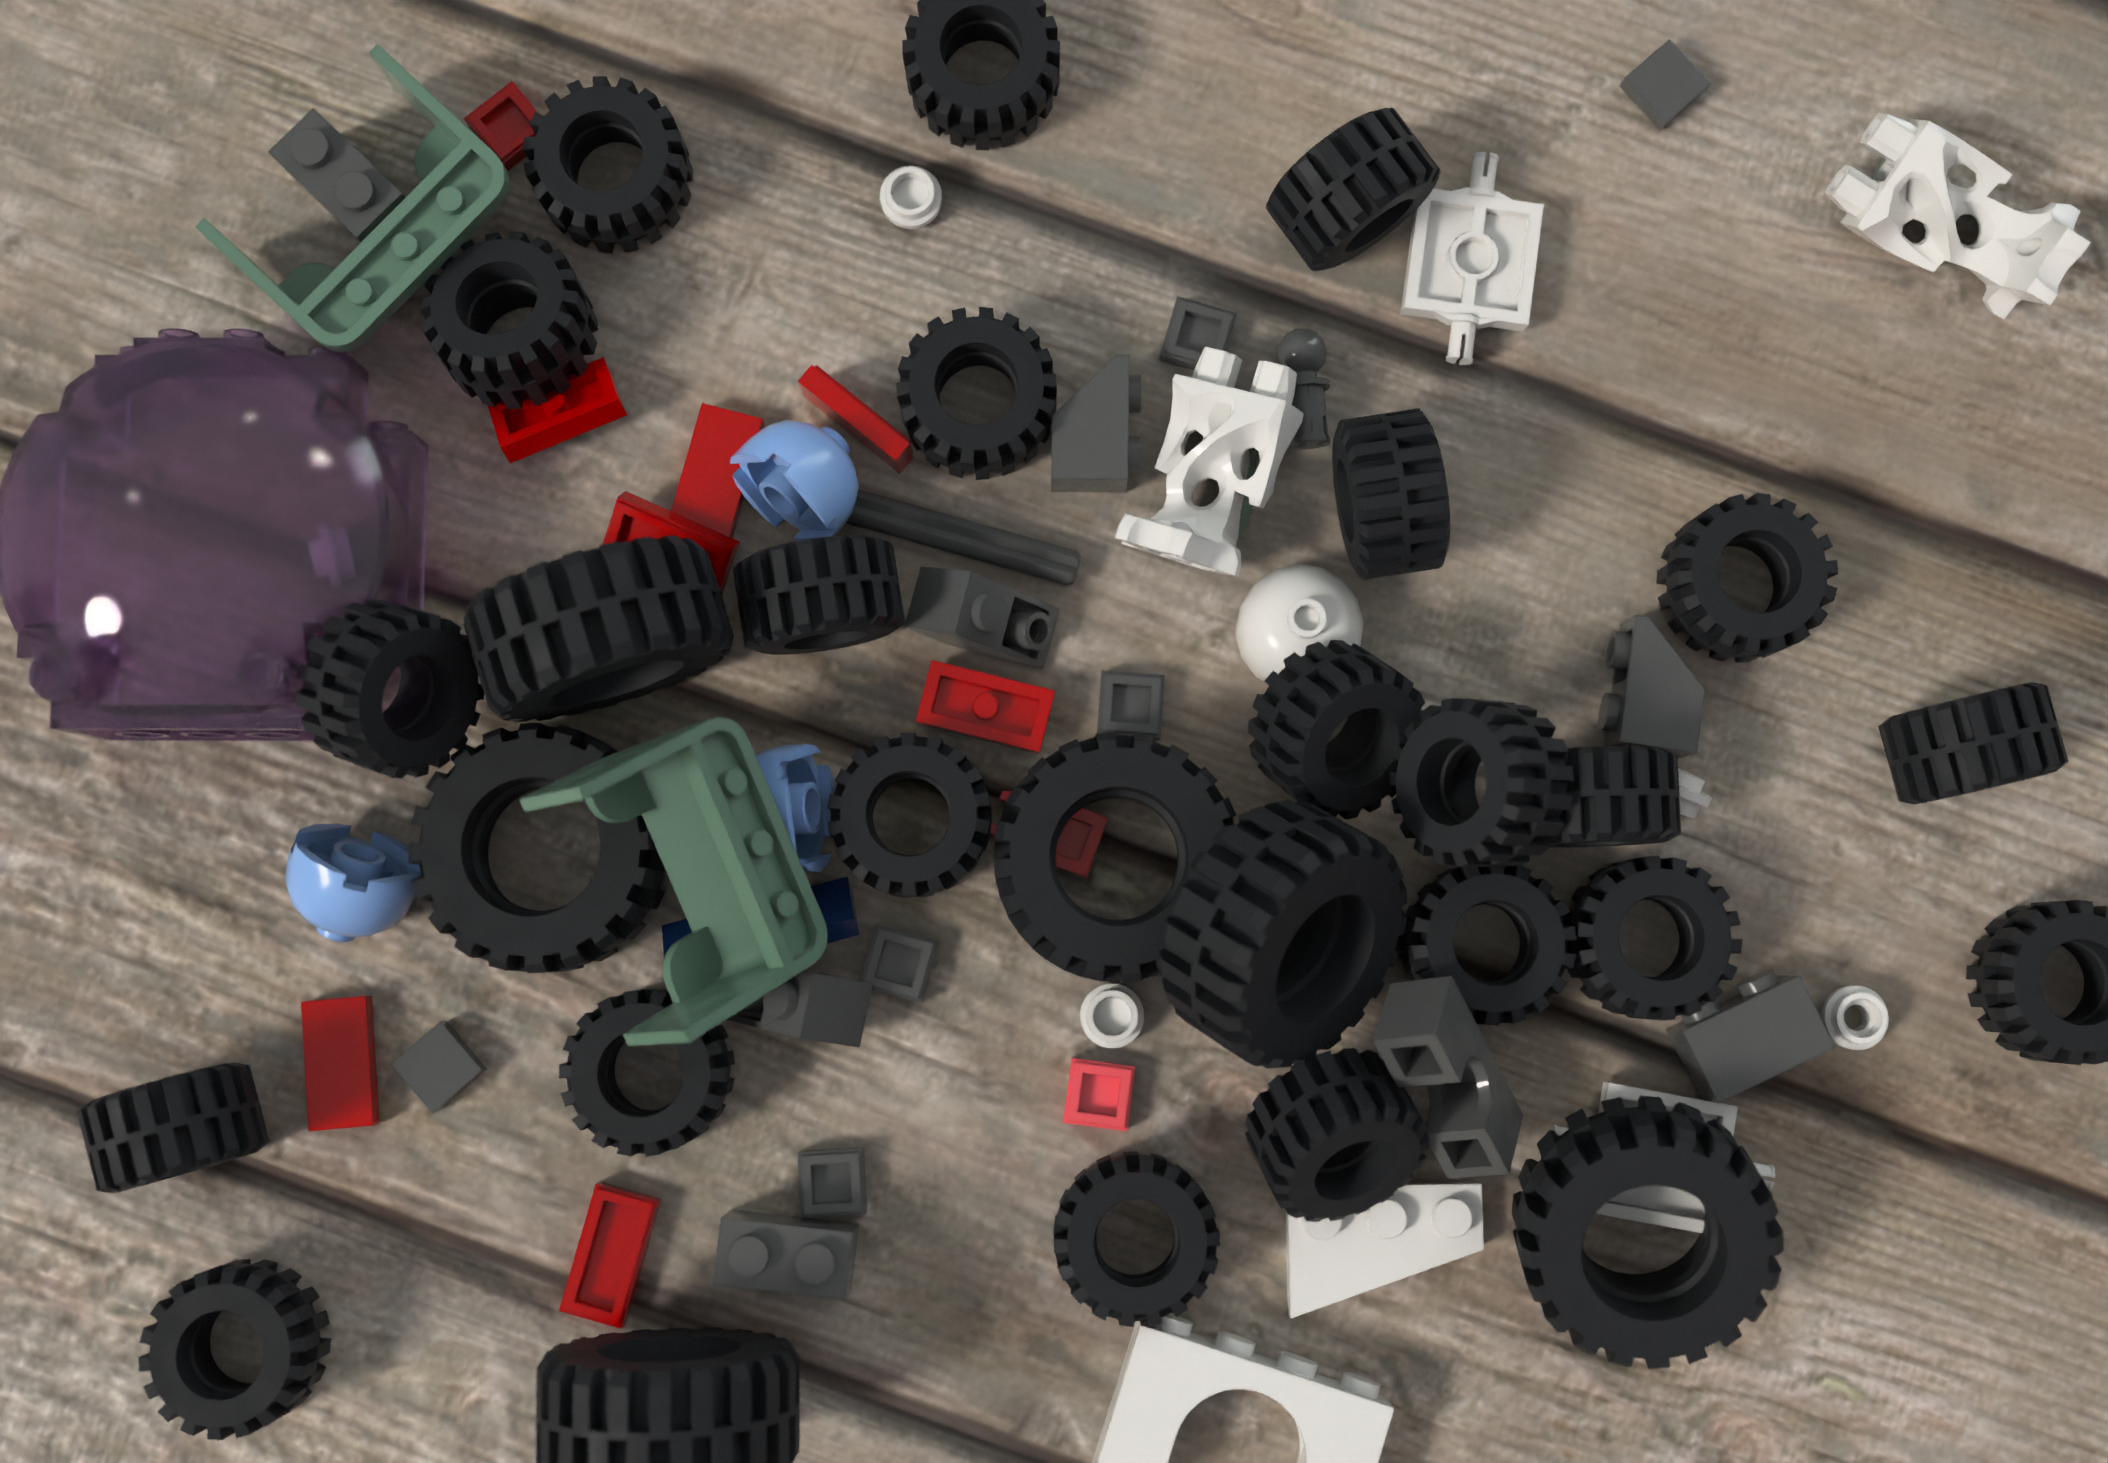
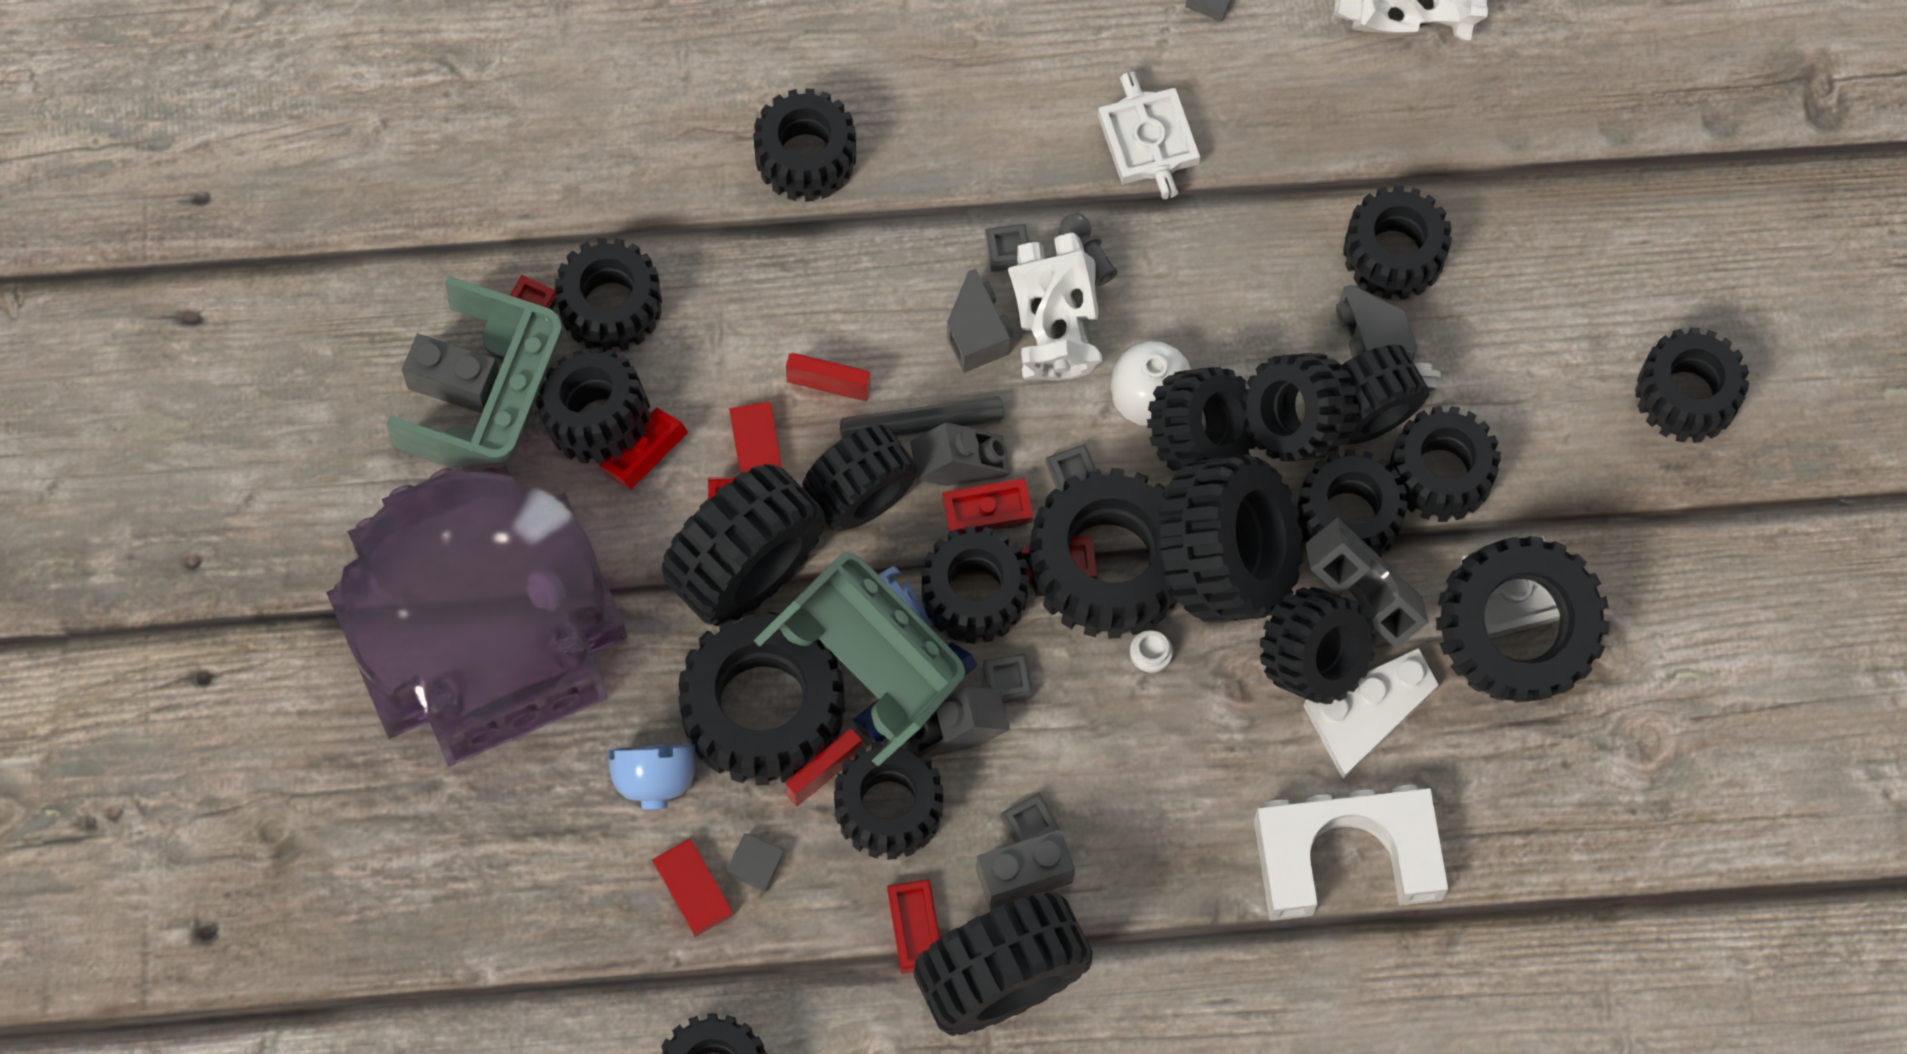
camera: 25 degrees left, 15 degrees down
(172, 1126) = (617, 951): black tyre -> none
(349, 678) = (636, 628): black tyre -> none
(585, 980) = (822, 768): none -> red tile
(798, 477) = (810, 421): light blue cylinder -> none
(911, 197) = (797, 240): white plate -> none
(967, 344) = (895, 300): black tyre -> none
(1099, 1094) = (1166, 700): coral tile -> none
(1146, 1294) = (1237, 732): black tyre -> none
(1352, 189) = (1061, 122): black tyre -> none
(1391, 493) = (1168, 279): black tyre -> none
(1749, 1036) = (1530, 495): dark grey brick -> none
(1873, 1013) = (1590, 450): white plate -> none
(1973, 743) = (1569, 272): black tyre -> none

